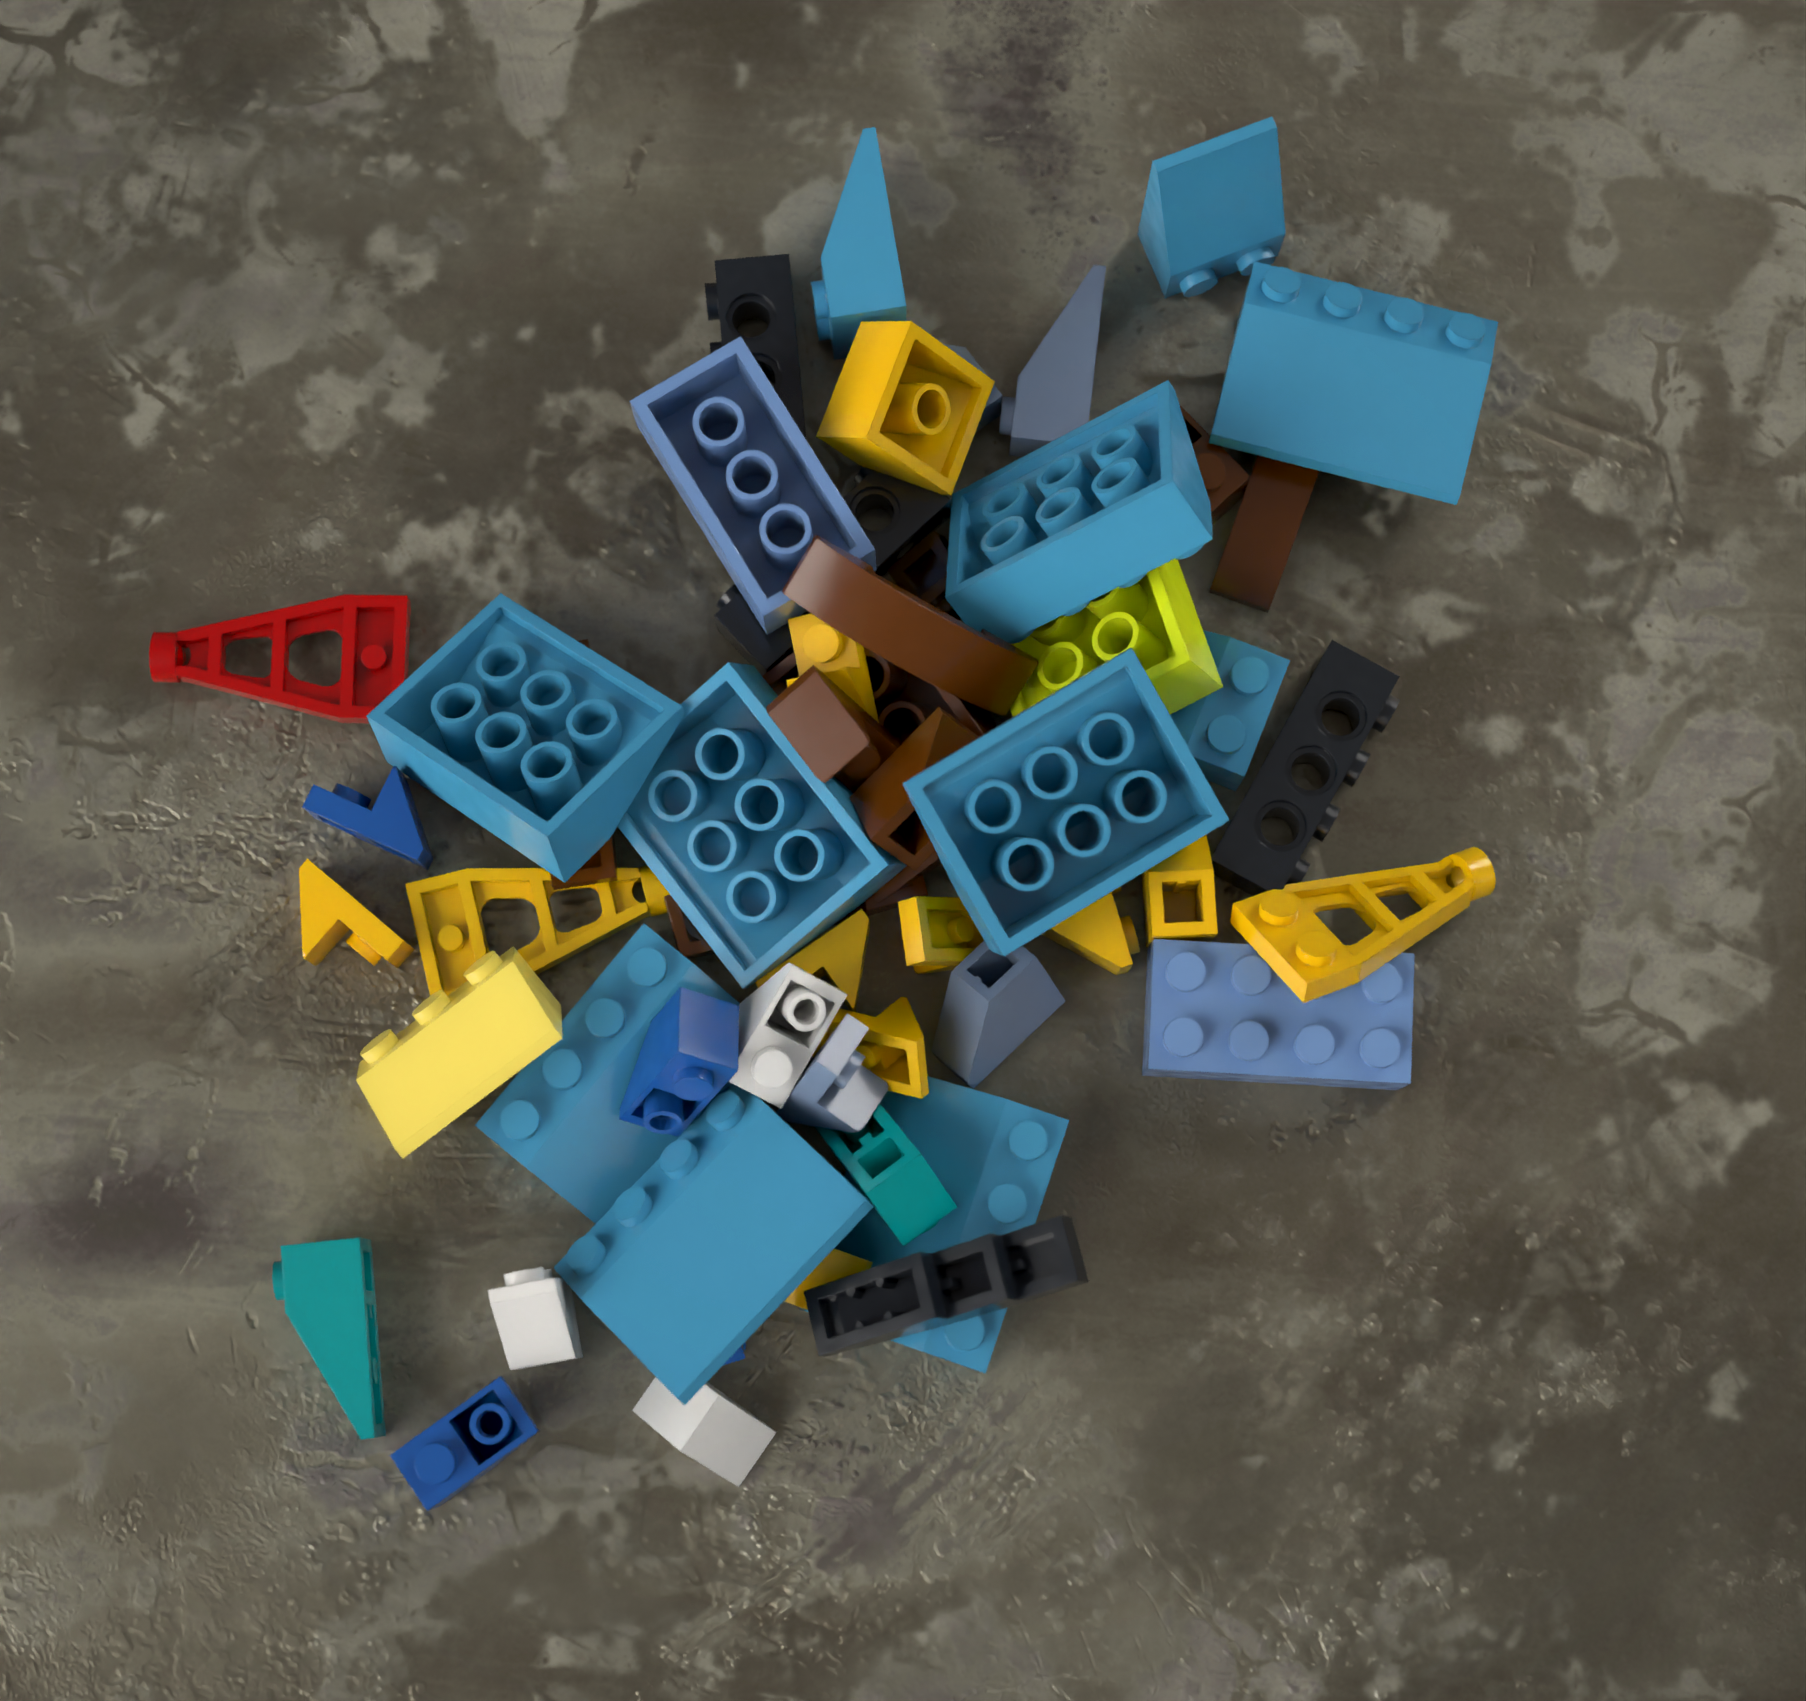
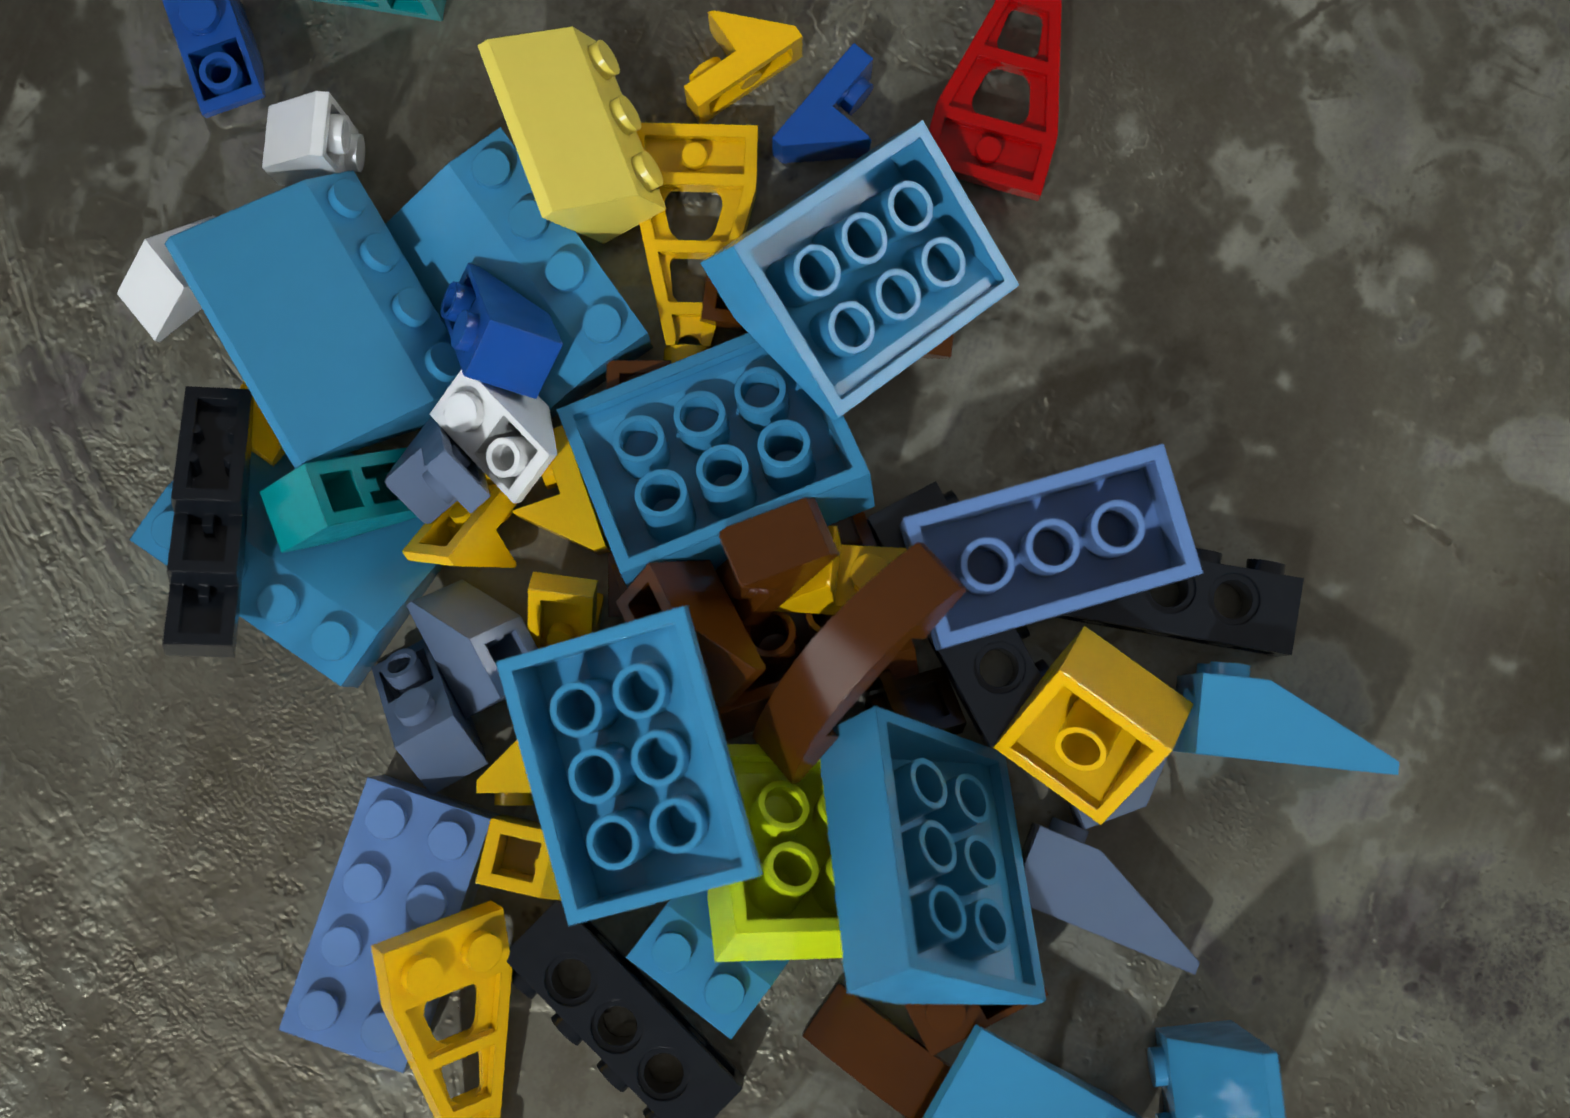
camera: 110 degrees right, 5 degrees up
(1072, 1040) = (427, 719): none -> sand blue slope

